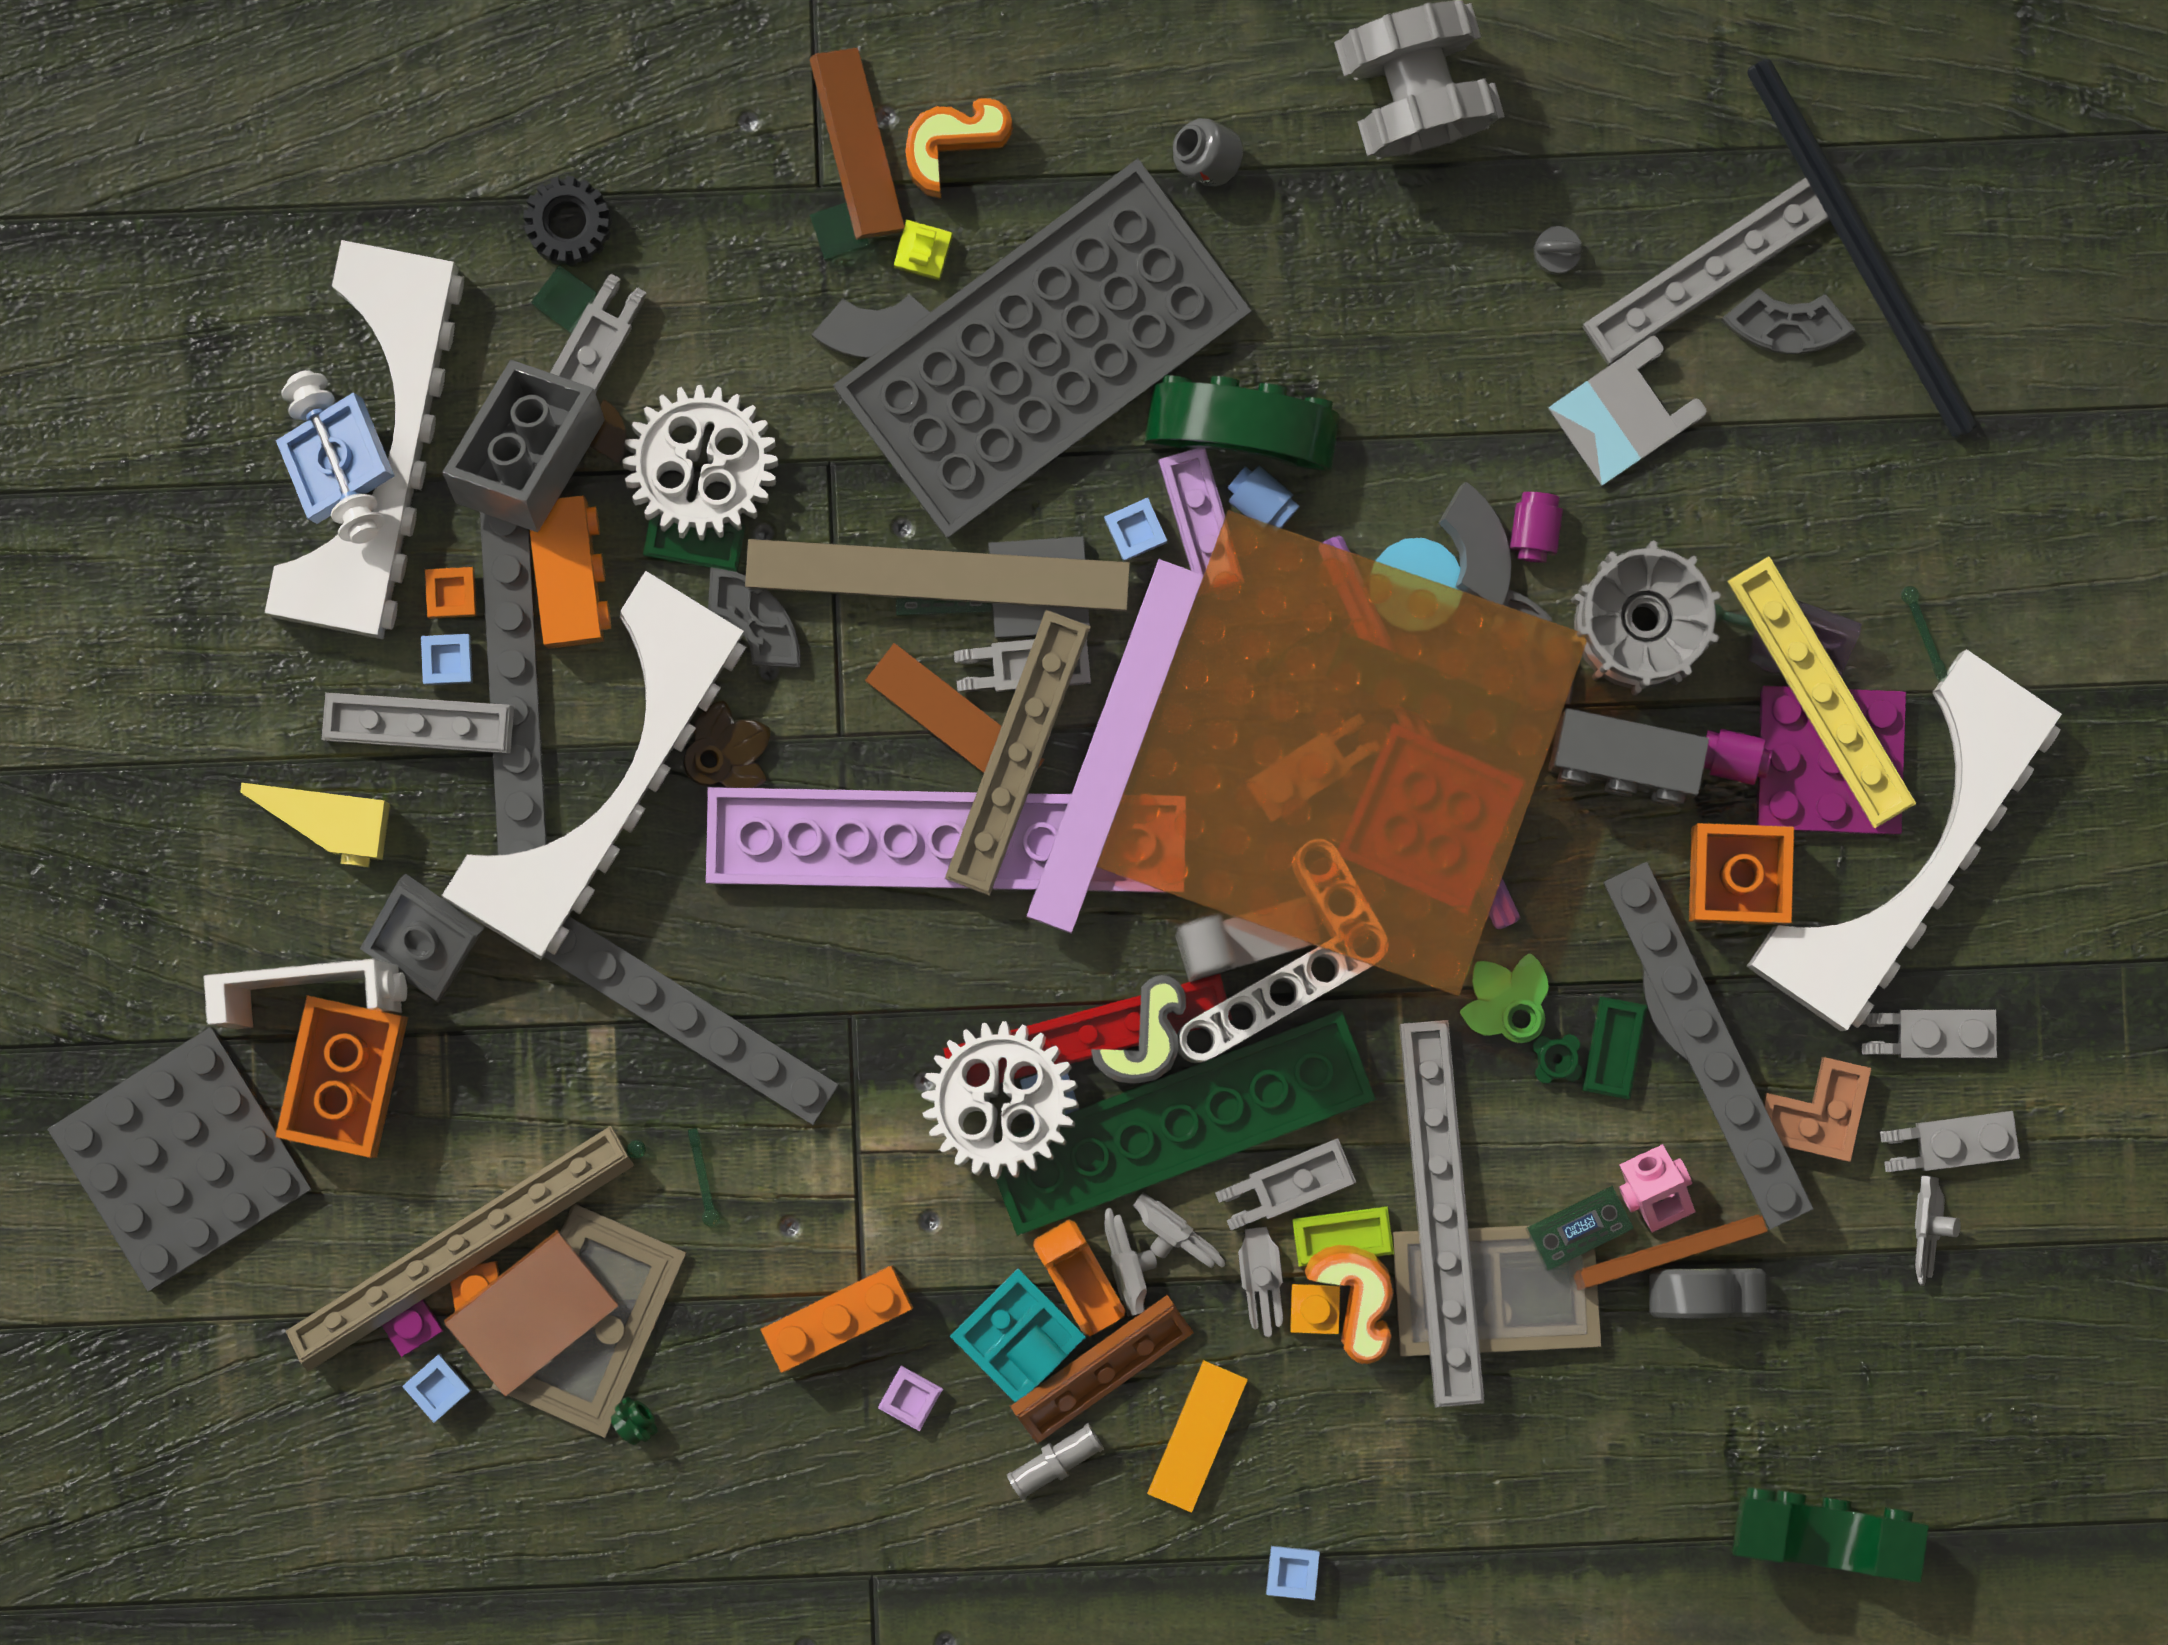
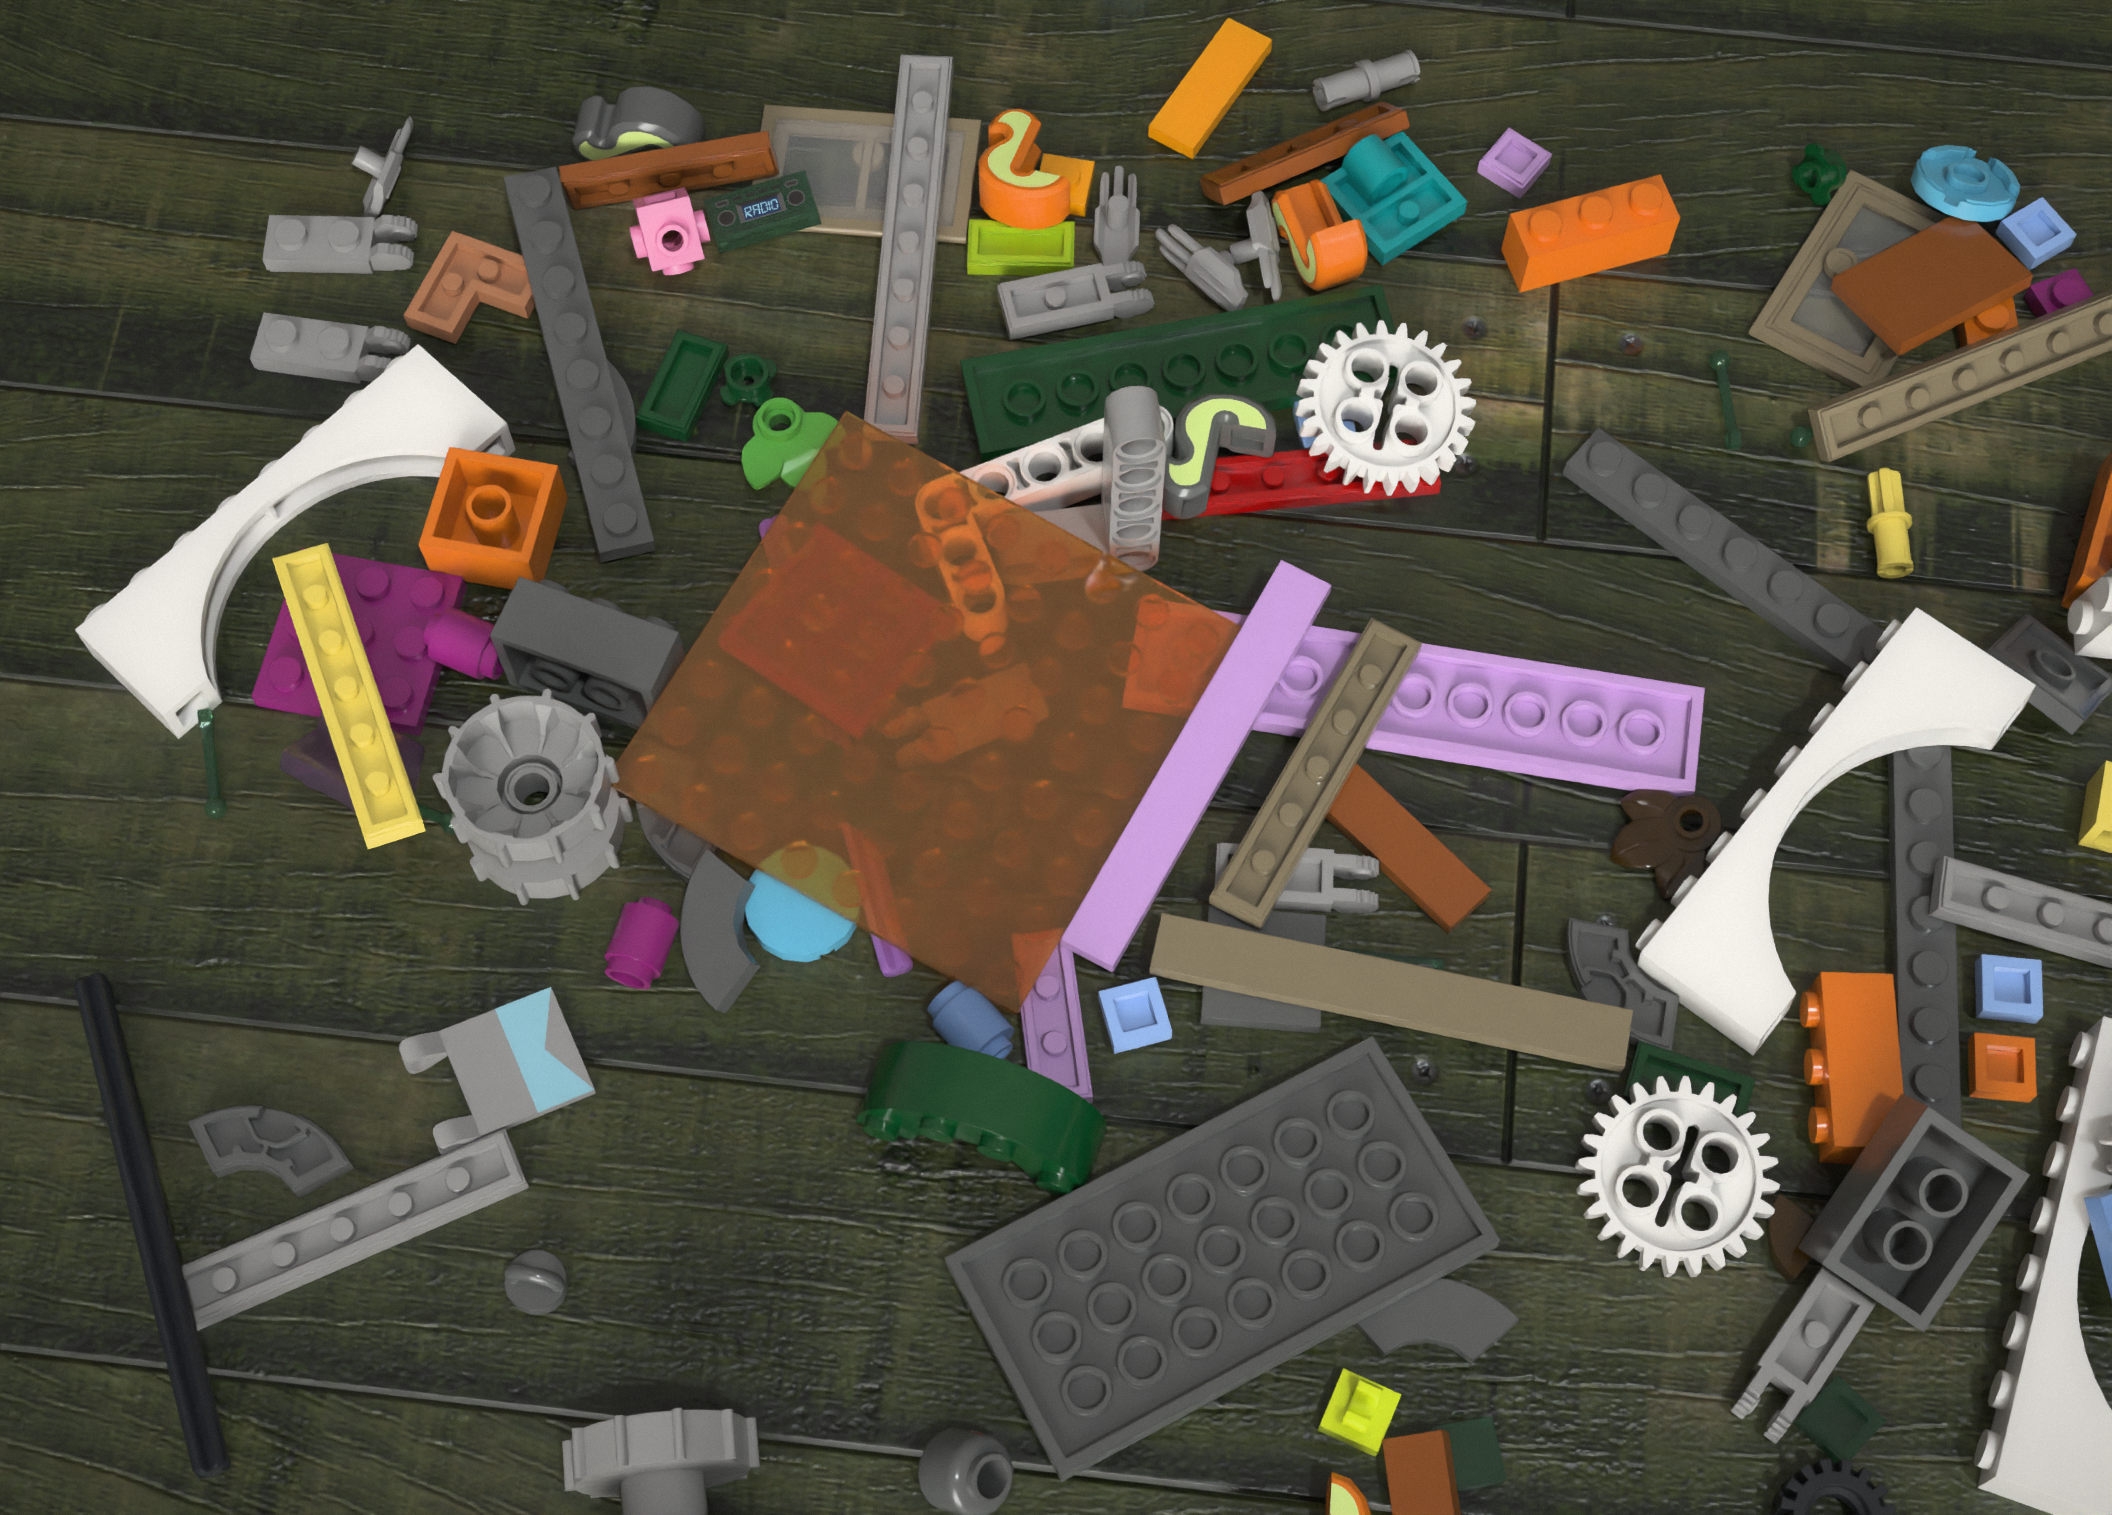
camera: 170 degrees left, 20 degrees down
(503, 1427) = (1965, 186): none -> medium azure tile
(556, 1072) = (1889, 524): none -> light yellow axle

